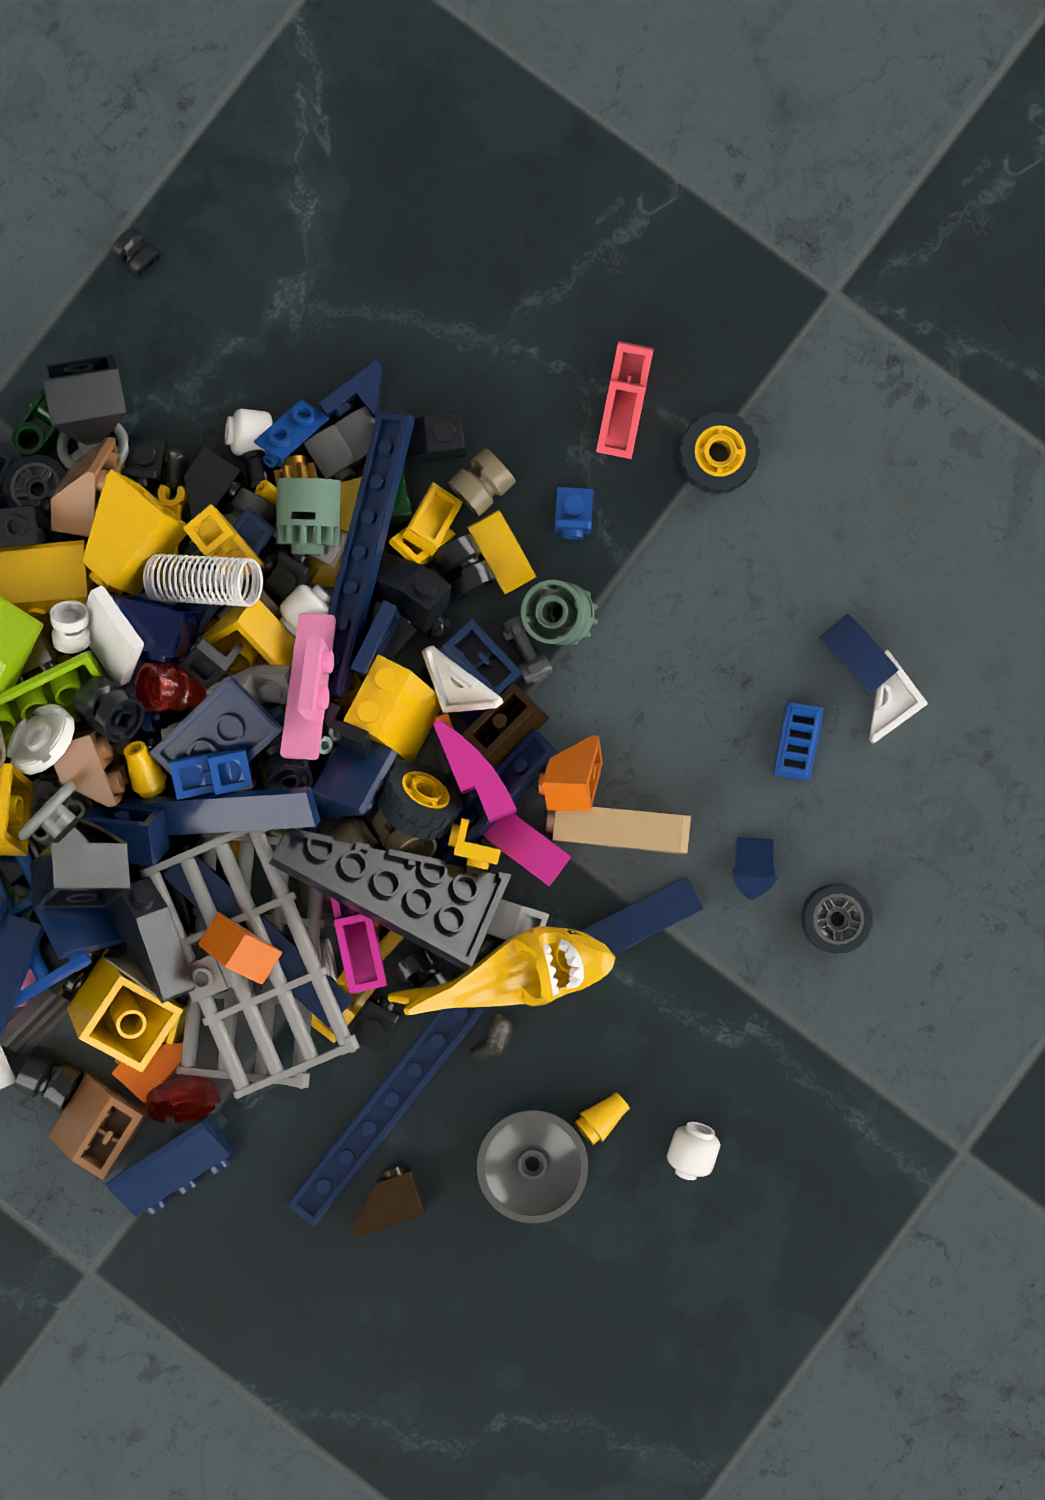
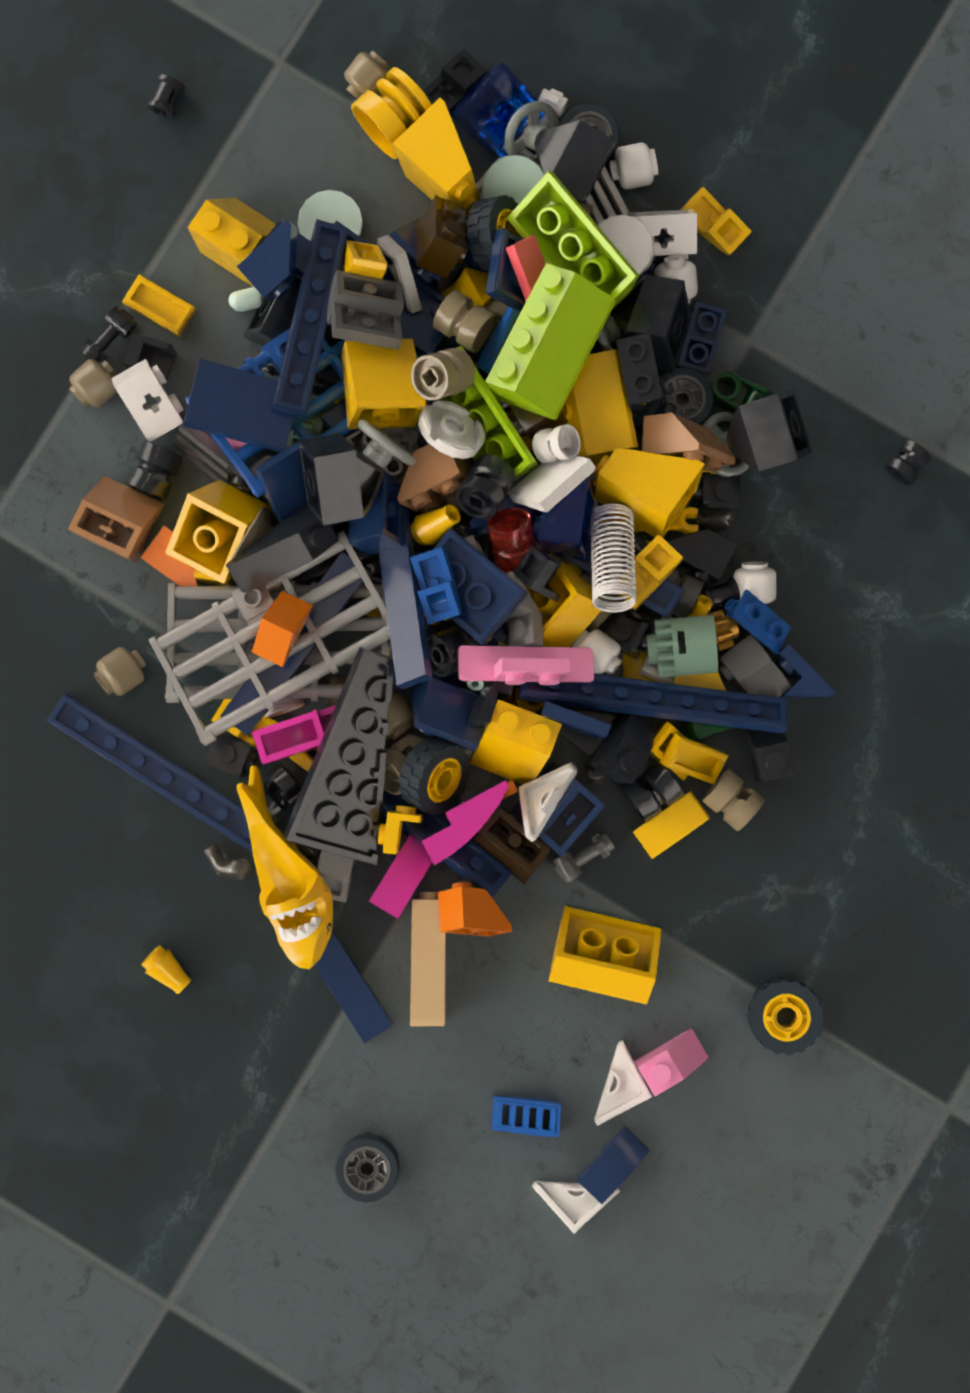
camera: 80 degrees right, 0 degrees up
(172, 1167) = (86, 588): dark blue slope -> none
(183, 1099) = (146, 591): clear red tile -> none
(268, 1138) = (120, 671): none -> dark tan head
(391, 1201) = (73, 787): dark brown slope -> none
(536, 1193) = (93, 915): dark grey dish -> none
(542, 612) = (619, 868): sand green gear -> none
(573, 512) = (715, 887): blue bracket -> none
(624, 399) = (825, 923): coral slope -> none
(634, 637) = (606, 955): none -> yellow slope
(693, 1150) = (144, 1056): white head -> none
(754, 866) = (407, 1086): dark blue tile -> none
(756, 579) = (671, 1062): none -> bright pink slope
(777, 634) = (622, 1088): none -> white tile

